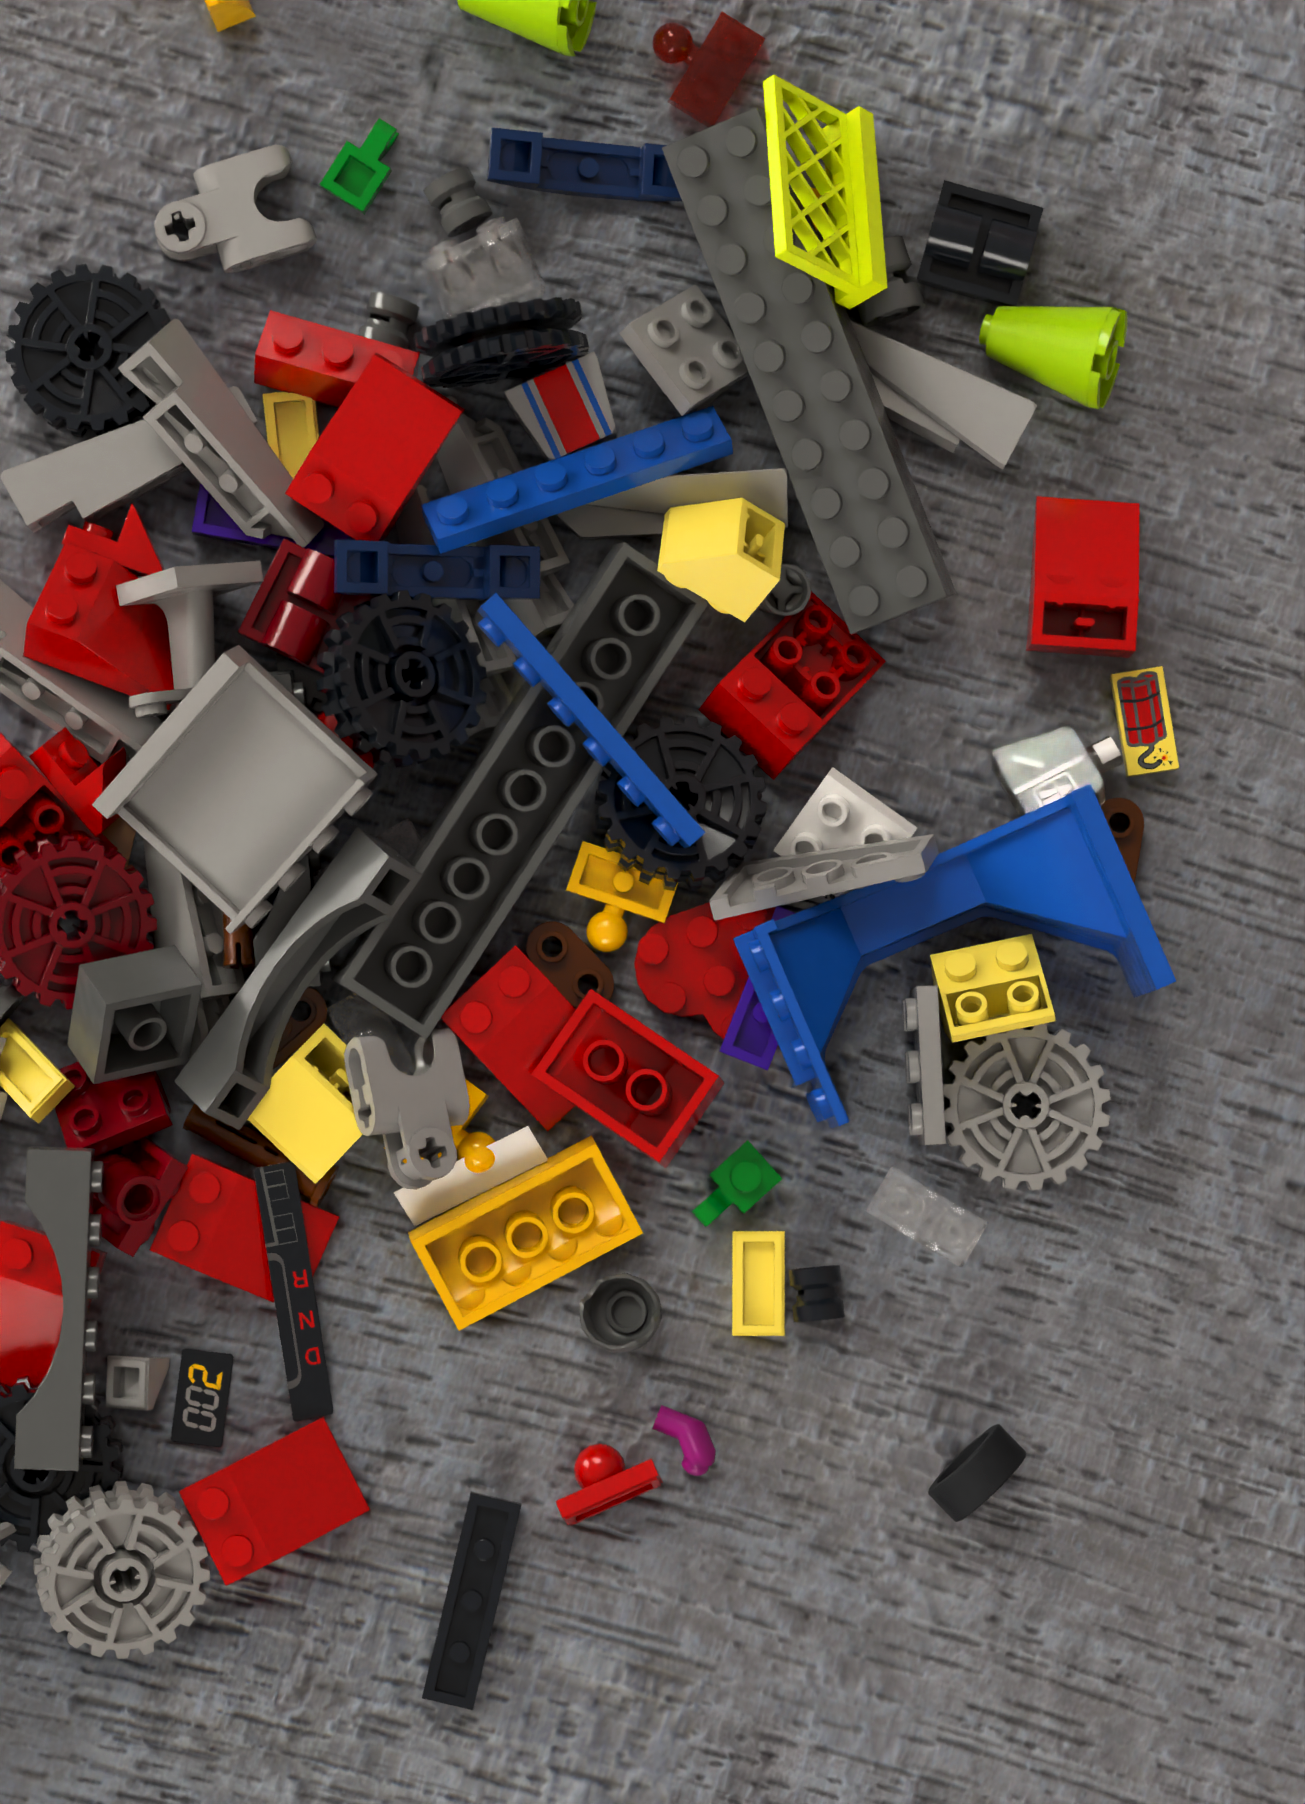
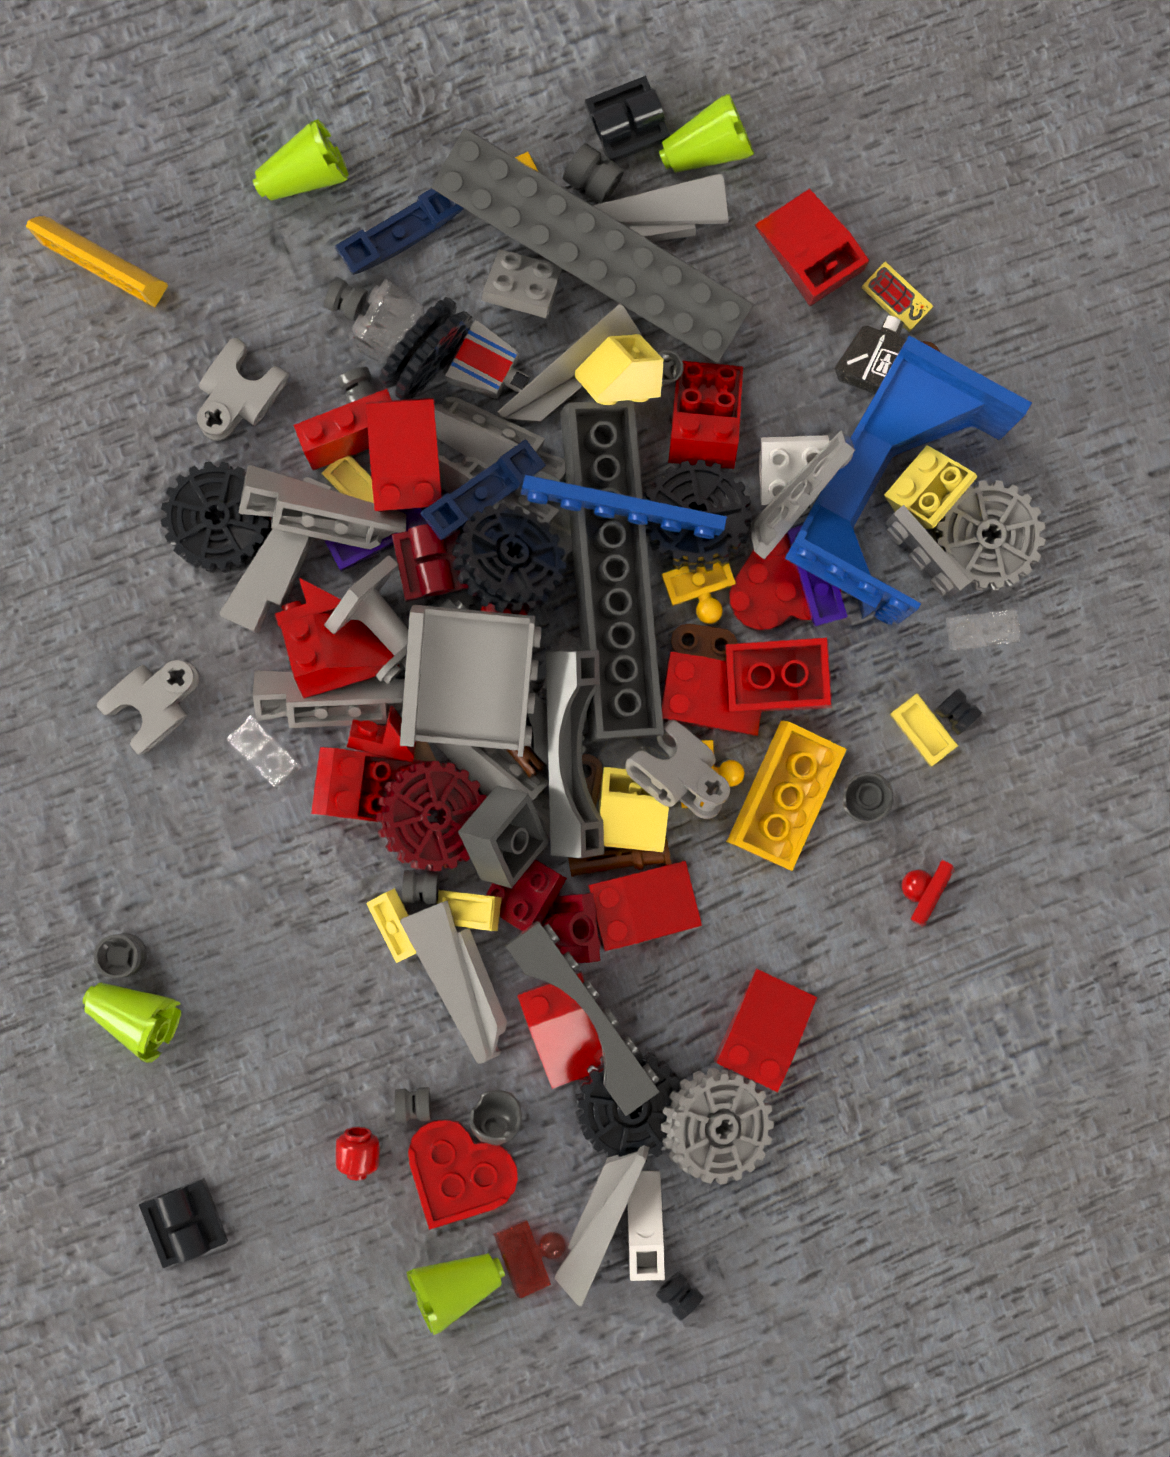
camera: 35 degrees left, 0 degrees up
(134, 1381) = (646, 1025): light grey slope -> none
(202, 1397) = (687, 1006): black sticker -> none
(293, 1291) = (693, 915): black sticker -> none
(358, 173) = (284, 322): green plate -> none
(471, 1600) = (905, 1003): black plate -> none
(512, 1157) = (750, 761): white sticker -> none
(576, 479) = (517, 390): blue plate -> none
(692, 1436) = (951, 832): magenta arm -> none
(712, 69) = (422, 132): clear red plate -> none
(740, 1181) = (874, 684): green plate -> none
(846, 186) = (533, 146): neon yellow fence -> none
(977, 1473) = (1111, 738): black tyre -> none

